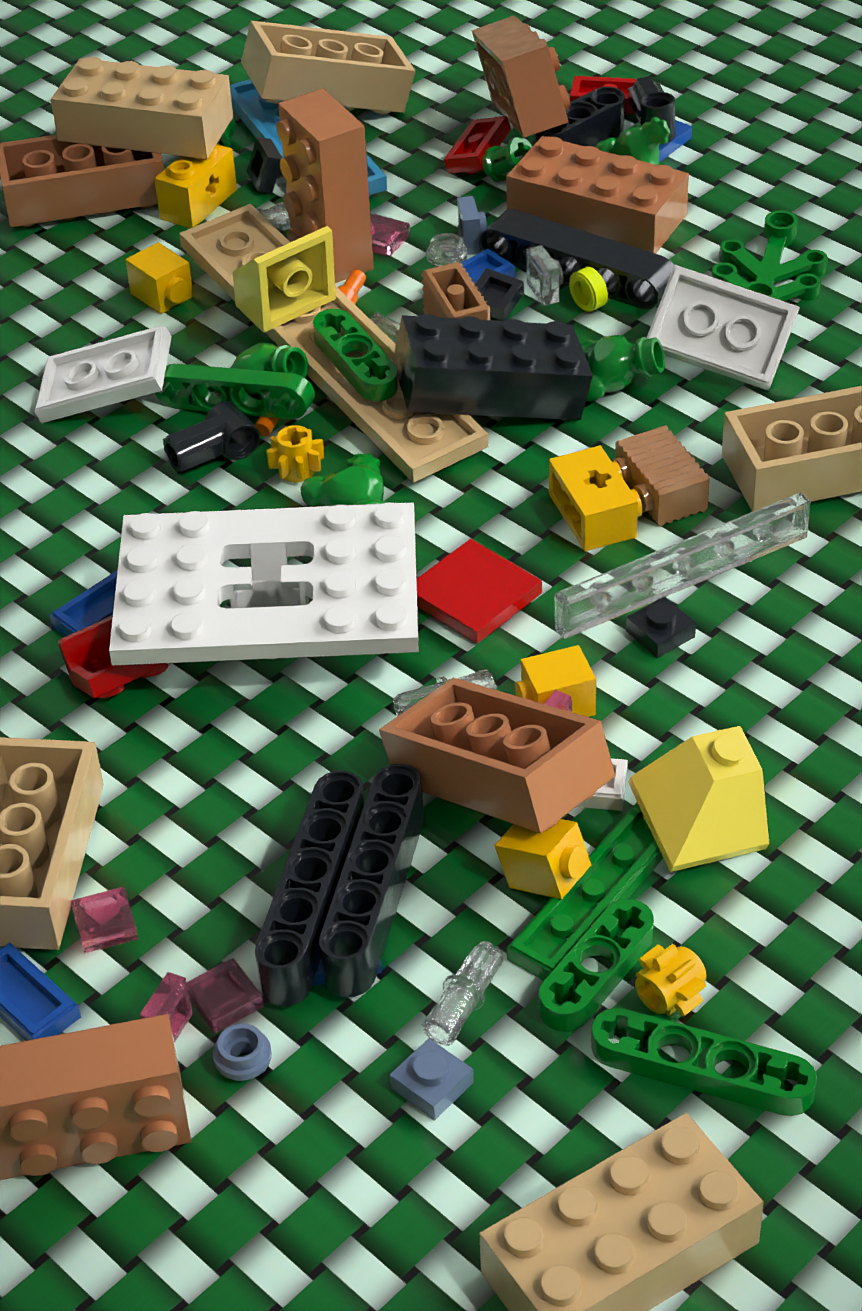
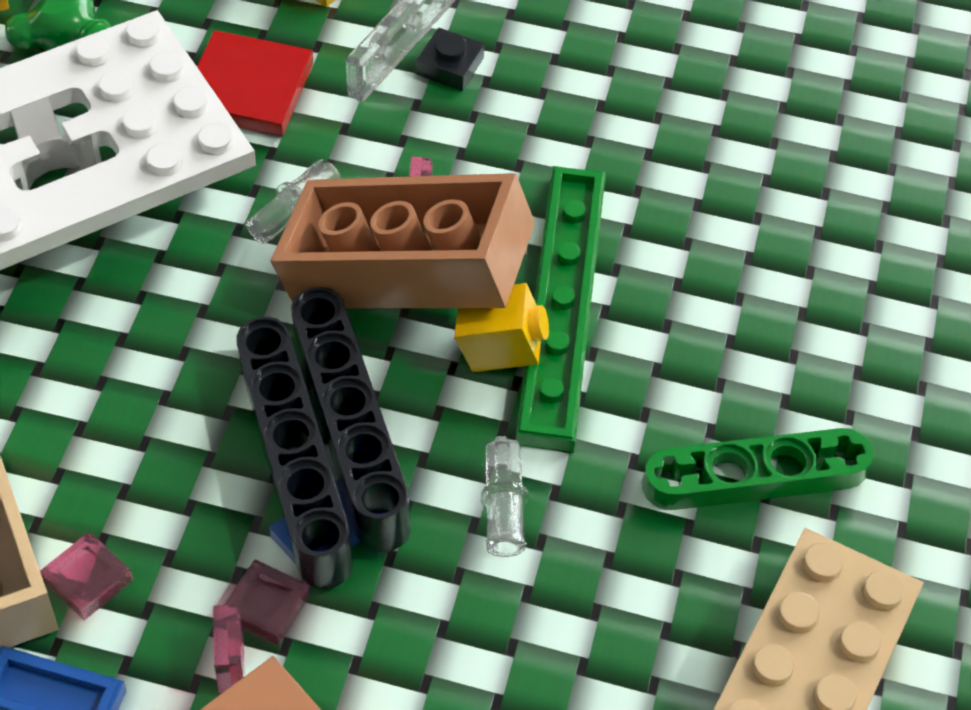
camera: 35 degrees left, 10 degrees up
(238, 1040) = (325, 638): sand blue plate -> none
(431, 1078) = (526, 596): sand blue plate -> none
(560, 671) = (391, 143): yellow brick -> none
(596, 986) = (616, 435): green beam -> none
(670, 980) = (690, 403): yellow gear -> none
(704, 800) = (612, 214): light yellow slope -> none

